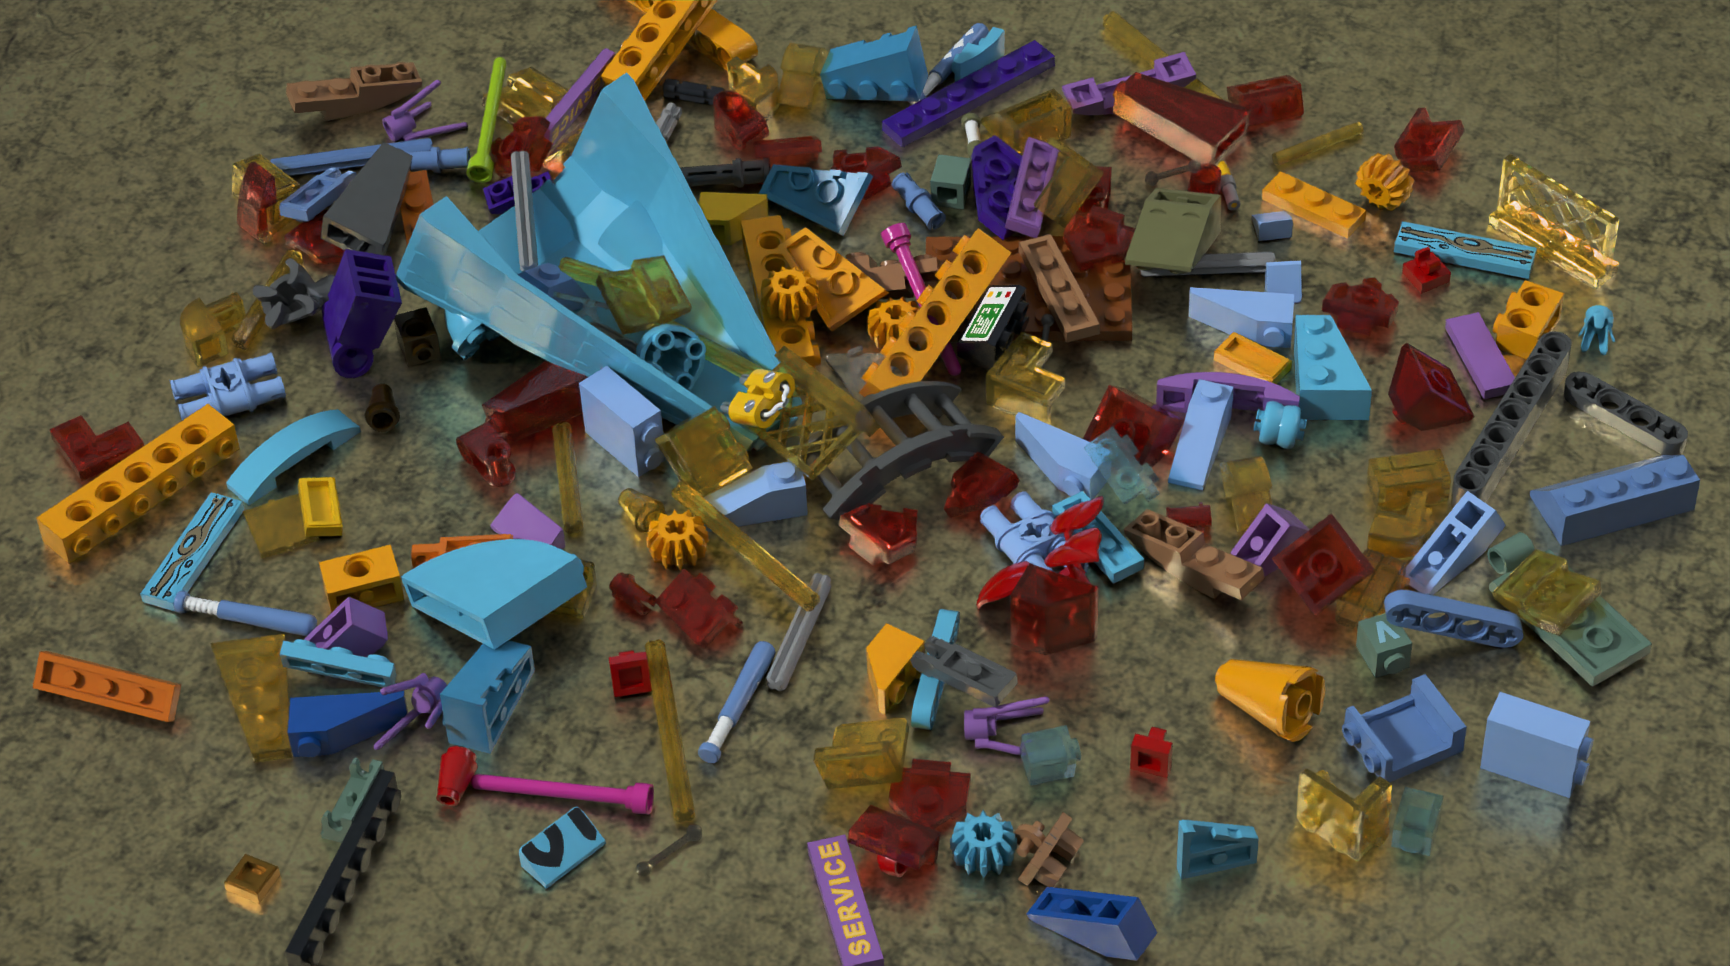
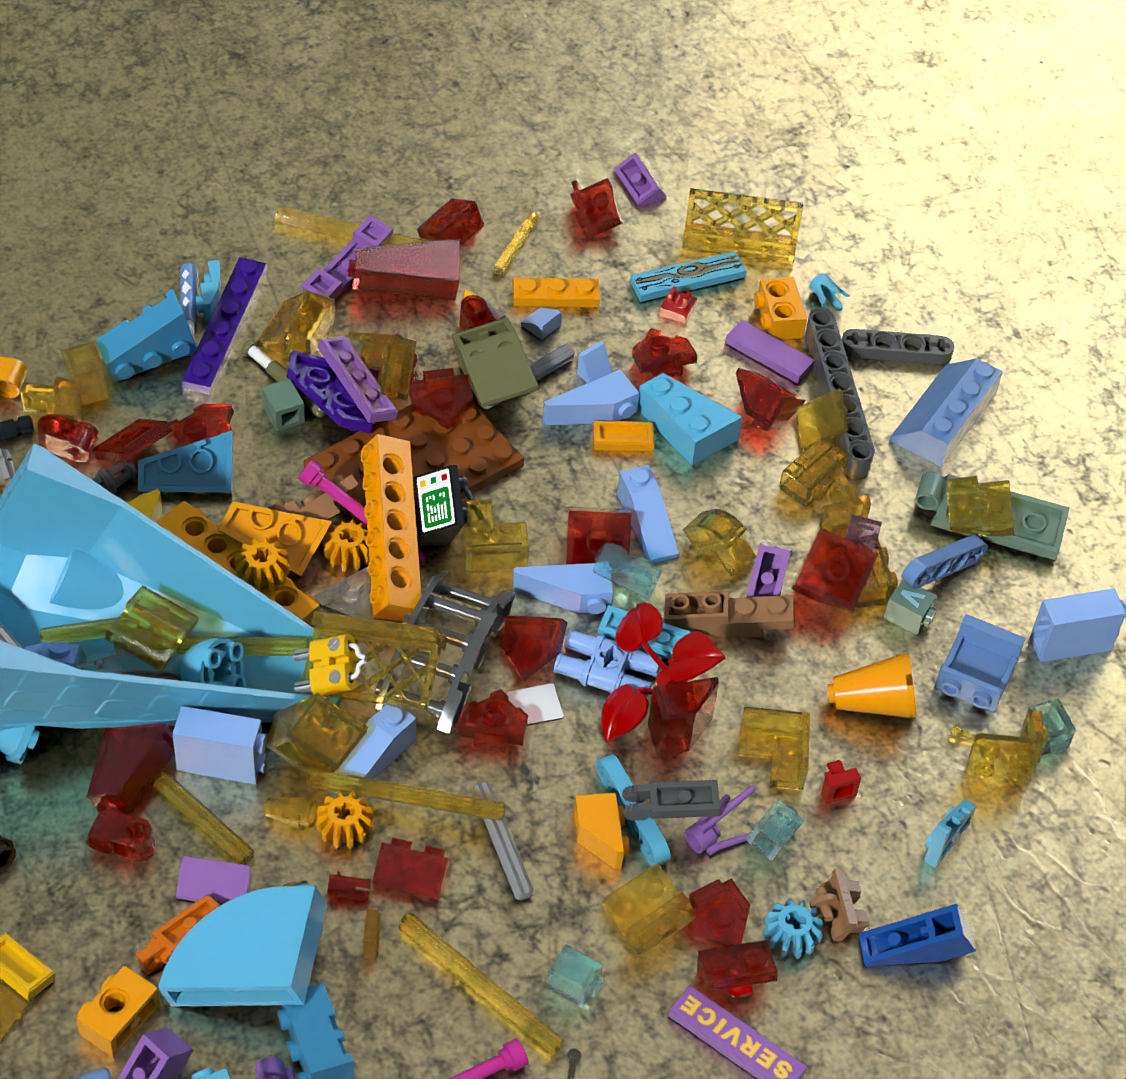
camera: 45 degrees left, 5 degrees up
(613, 637) = (372, 933): none -> pearl gold tile
(630, 673) = (411, 955): red tile -> none
(744, 688) = (506, 915): medium blue piece -> none
(750, 767) = (575, 976): none -> clear light blue brick
(918, 201) = (270, 433): medium blue pin -> none
(942, 542) = (538, 702): none -> white sticker
(1059, 288) = (452, 450): medium nougat plate -> none
(1136, 690) = (779, 737): none -> clear yellow panel
(1152, 178) = (424, 328): clear smoke hinge -> none
(1192, 516) = (700, 579): clear red pin -> none
(1248, 392) = (668, 460): medium lavender slope -> none
(1280, 425) = (694, 476): medium azure piece -> none
(1384, 181) = (599, 250): light orange gear -> none
(1388, 549) = (863, 531): none -> tile
(1454, 544) = (889, 501): light blue slope -> none
(1465, 434) = (822, 418): none -> clear yellow piece
(1505, 136) = (639, 181): none -> medium lavender slope

